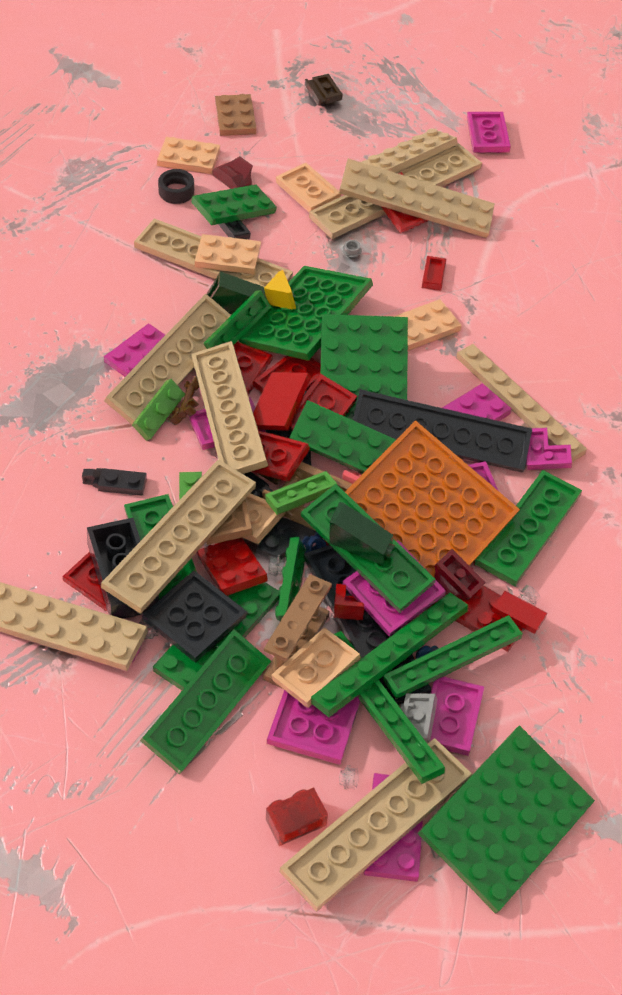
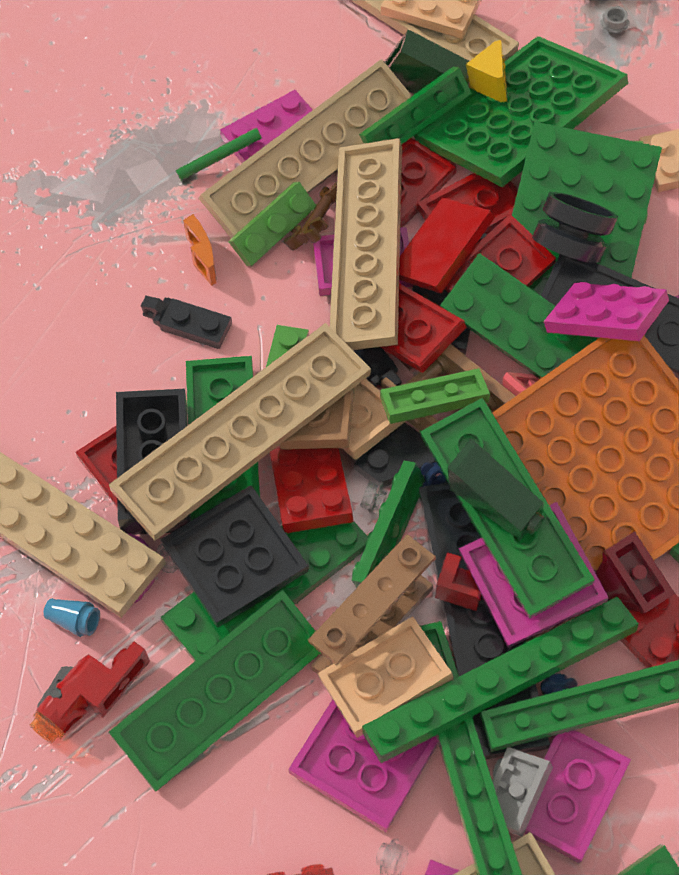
camera: 20 degrees right, 10 degrees up
(91, 677) = (75, 616): none -> dark azure cone
(108, 371) = (219, 154): none -> green bar
(115, 434) = (200, 249): none -> orange slope
(115, 719) = (86, 686): none -> red plate
(366, 371) = (574, 227): none -> black wheel
(399, 419) = (607, 311): none -> dark pink plate

